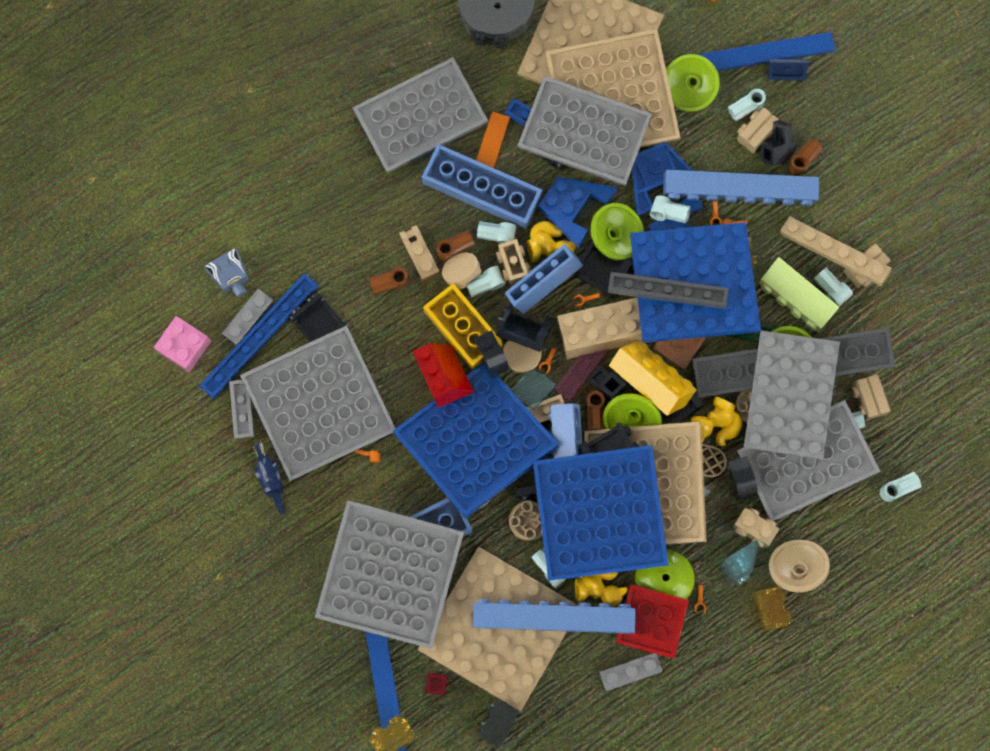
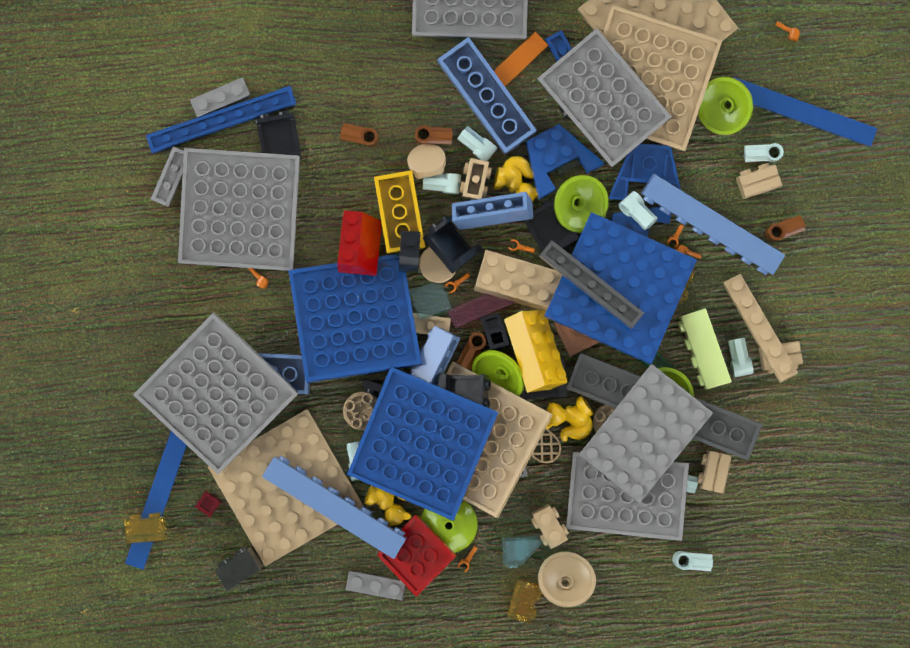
camera: 25 degrees right, 10 degrees up
(182, 344) = (150, 91): bright pink brick -> none
(229, 272) = (224, 49): sand blue torso -> none
(269, 476) = (162, 248): dark blue animal -> none
(419, 253) = (399, 124): tan plate -> none
(742, 478) = (562, 479): black brick -> none
(781, 147) = (769, 208): black brick -> none
(787, 69) = (817, 140): dark blue plate -> none

